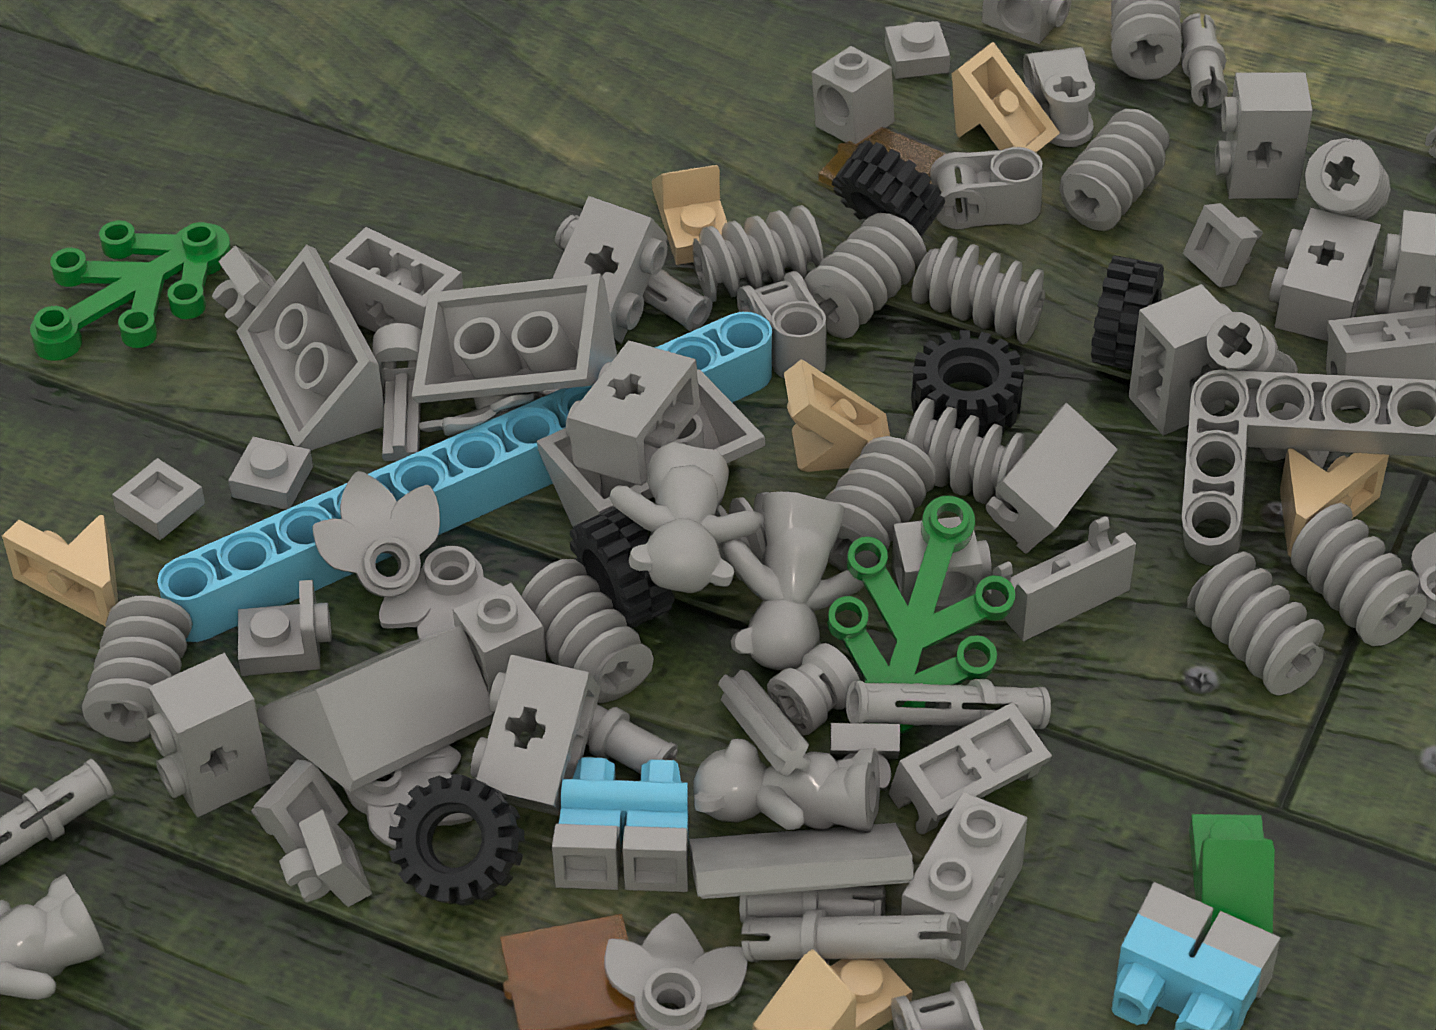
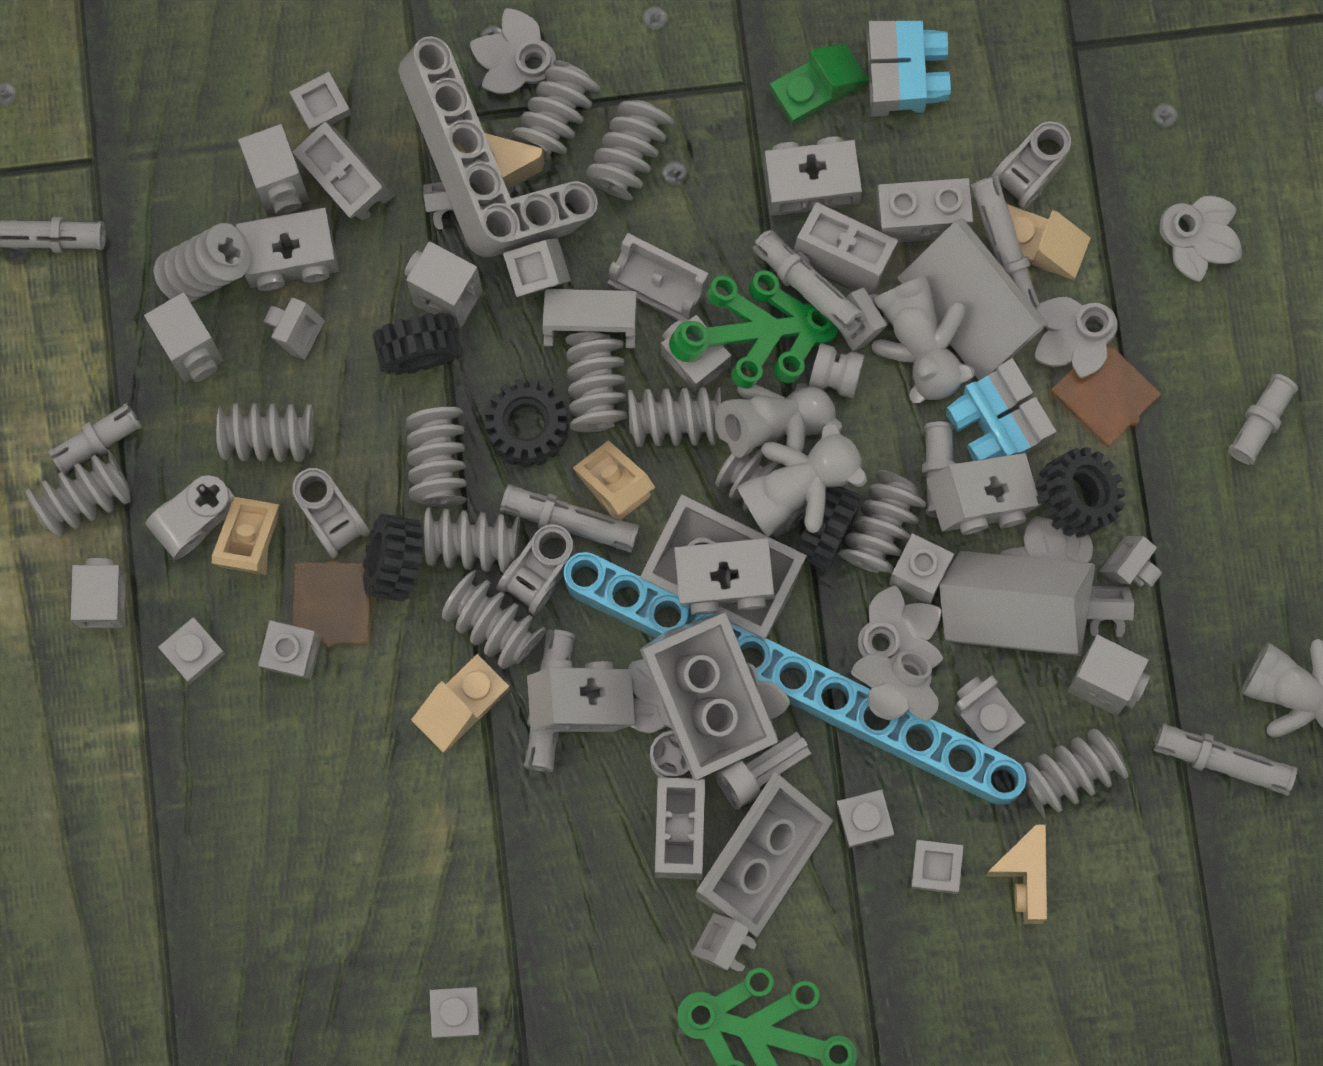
camera: 120 degrees left, 30 degrees up
(384, 83) = (454, 1012): none -> light grey plate
(764, 723) = (891, 373): light grey axle -> none
(874, 340) = (574, 519): none -> light grey pin
(1094, 791) = (790, 185): none -> light grey brick
(1150, 457) = (537, 267): none -> light grey brick
(1245, 345) = (440, 227): light grey pin -> none

